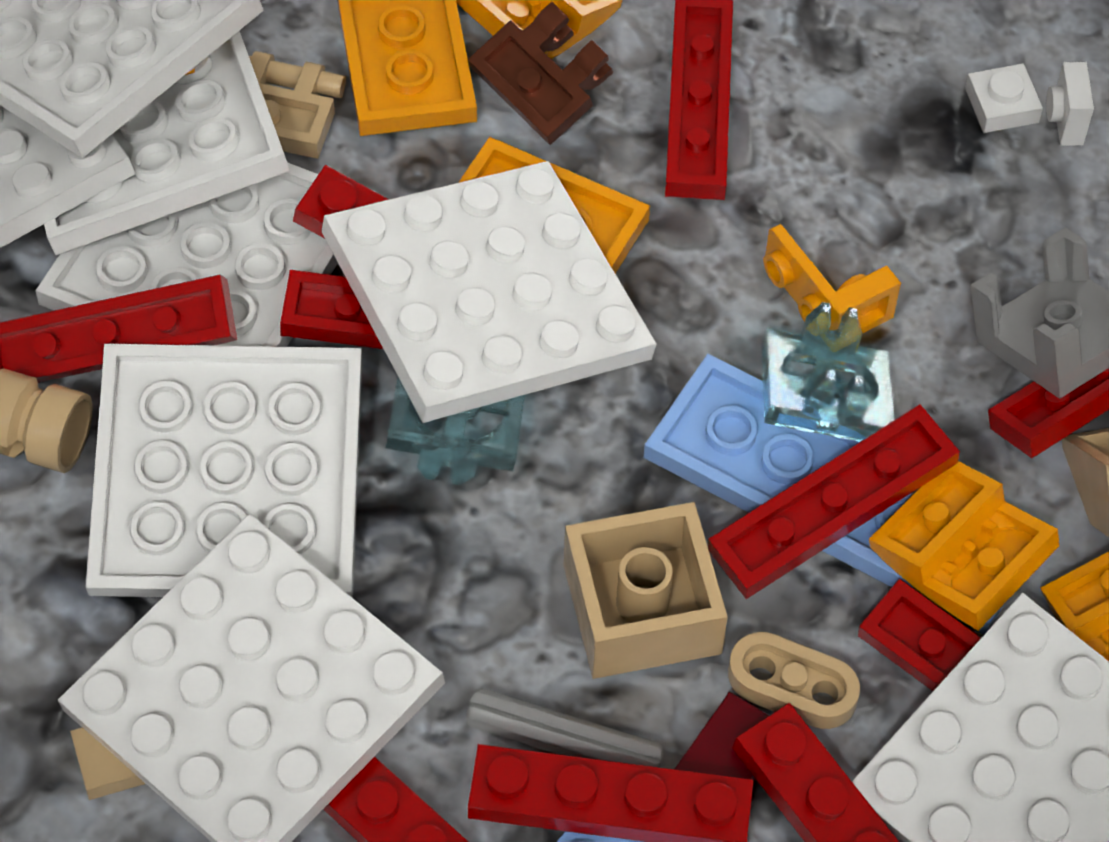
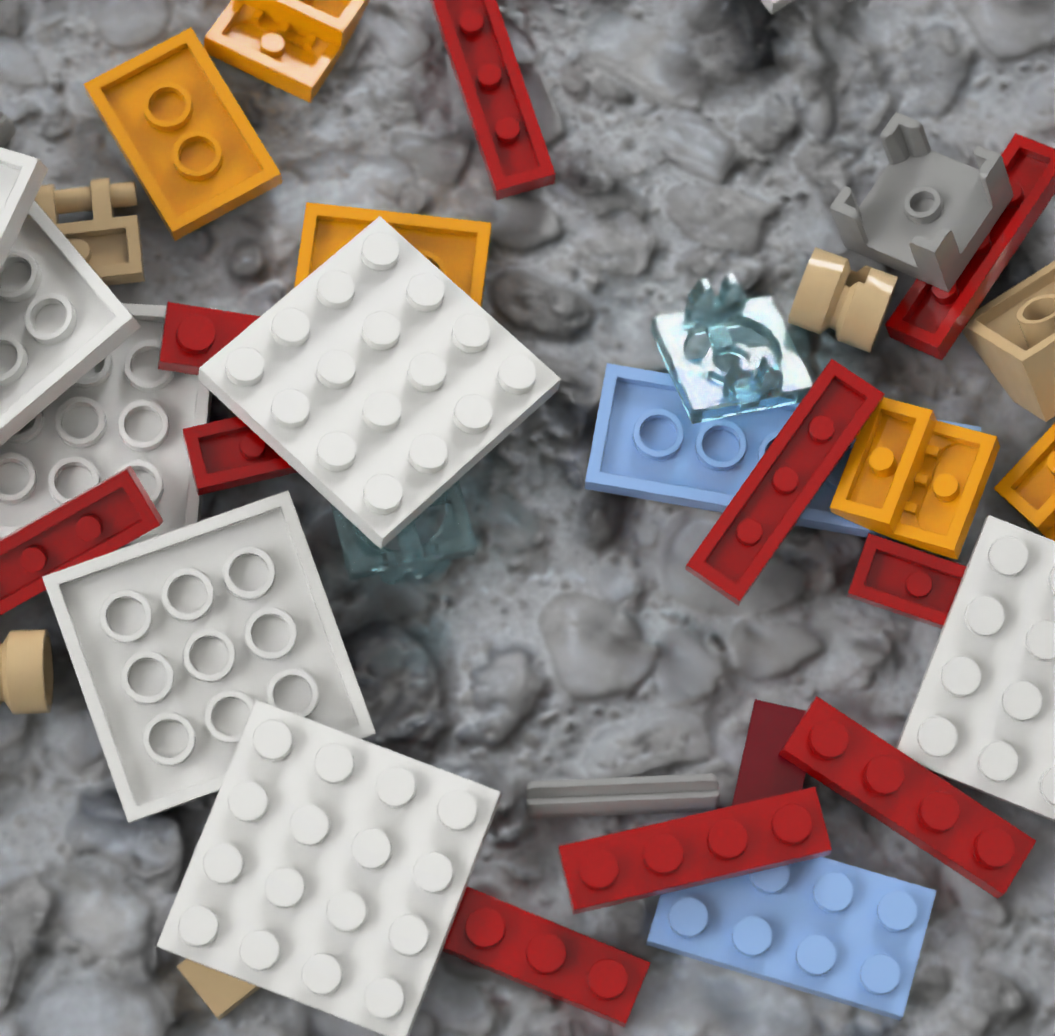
camera: 20 degrees left, 15 degrees up
(531, 82) = (320, 123): copper plate -> none
(644, 590) = (644, 633): tan brick -> none
(790, 268) = (724, 252): light orange bracket -> none
(795, 678) = (806, 665): tan plate -> none
(948, 368) = (842, 299): none -> tan wheel

